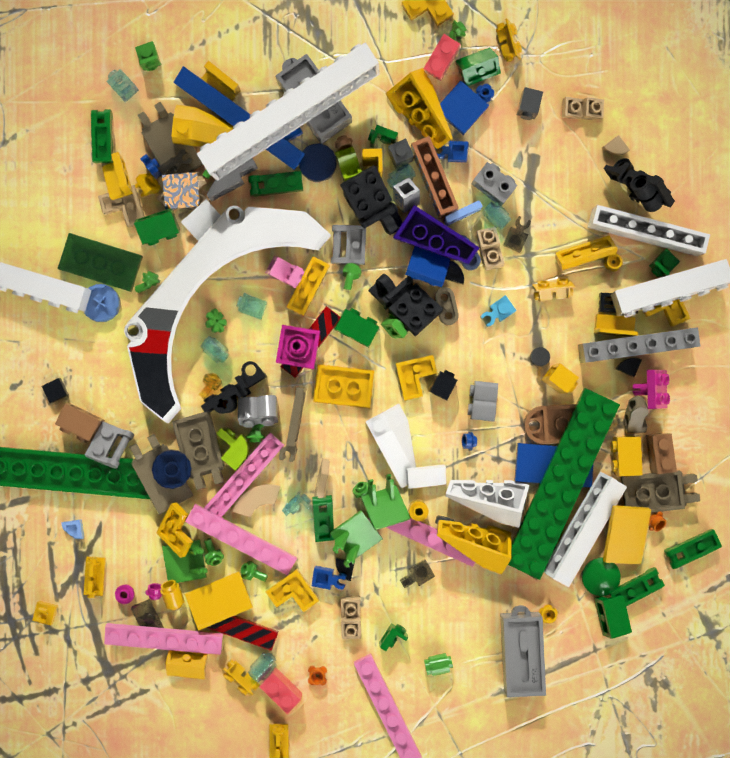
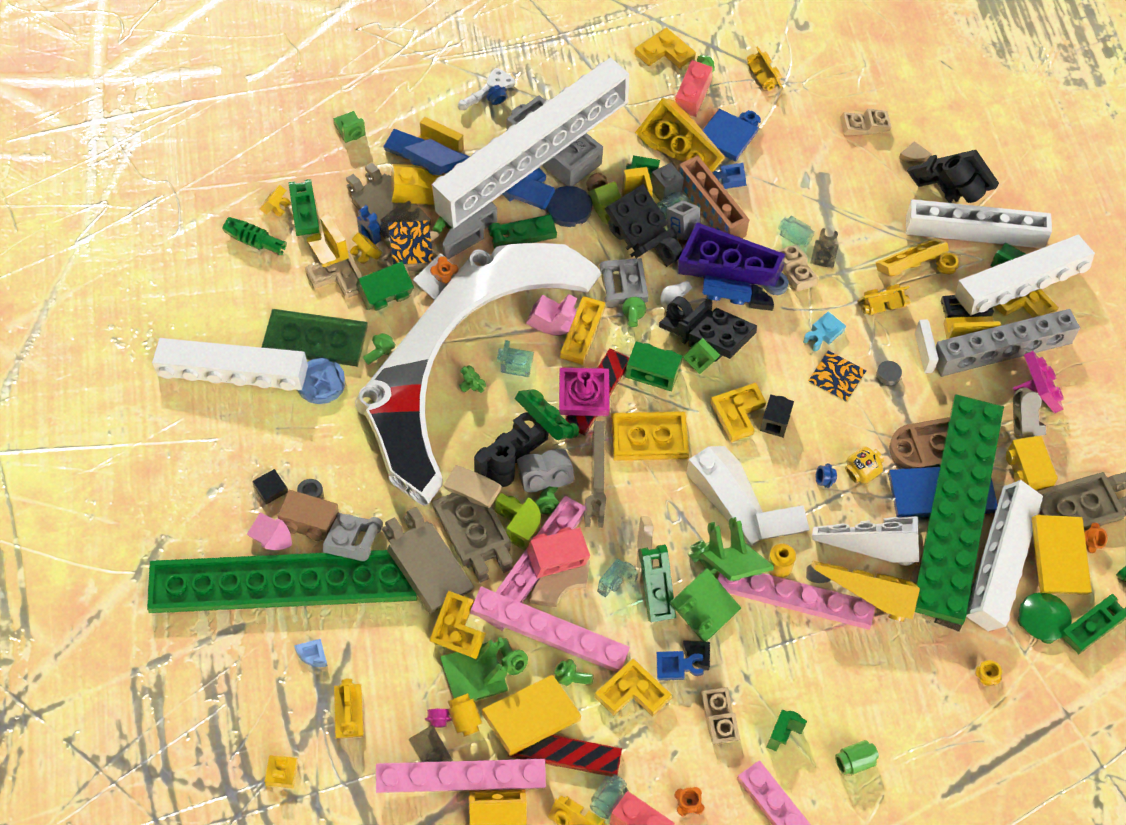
camera: 10 degrees left, 30 degrees down
(49, 432) = (270, 532): none -> bright pink tile
(59, 160) = (253, 235): none -> green hinge
(77, 128) = (273, 201): none -> yellow tile
(84, 398) = (311, 487): none -> dark grey tile
(126, 88) = (322, 155): clear light blue brick -> none
(130, 594) = (394, 735): dark pink plate -> none
(171, 469) = (443, 547): dark blue tile -> none
(200, 420) = (473, 486): none -> tan slope
(206, 222) = (439, 274): none -> orange plate
(209, 108) = (433, 156): none -> blue tile
(212, 383) = (473, 448): clear yellow plate -> none
(215, 349) = (477, 411): clear light blue brick -> none
(254, 484) = (558, 552): none -> coral brick
(264, 367) = (546, 415): none -> green plate
(272, 27) = (496, 77): none -> white piece
(275, 39) = (497, 94): none -> blue plate
(385, 262) = (671, 292): none -> white animal
(420, 573) = (800, 642): clear smoke plate -> none
(448, 305) = (764, 331): dark tan plate -> none
(463, 213) = (759, 230): light blue tile -> none
(479, 66) = (738, 96): panel -> none
(483, 401) = (832, 427): light grey brick -> none
(494, 183) = (783, 200): light grey brick -> none
(499, 351) = (837, 375): none -> sticker
(500, 438) = (864, 465): none -> yellow head
(523, 653) = (970, 721): light grey piece -> none
(529, 103) = (804, 122): dark grey brick -> none
(560, 379) = (922, 384): yellow brick -> none
(575, 339) = (926, 346): none -> white tile
(613, 616) = (1075, 659): green panel -> none
(629, 366) = (1002, 370): black tile -> none
(661, 453) = (1072, 453): medium nougat brick -> none

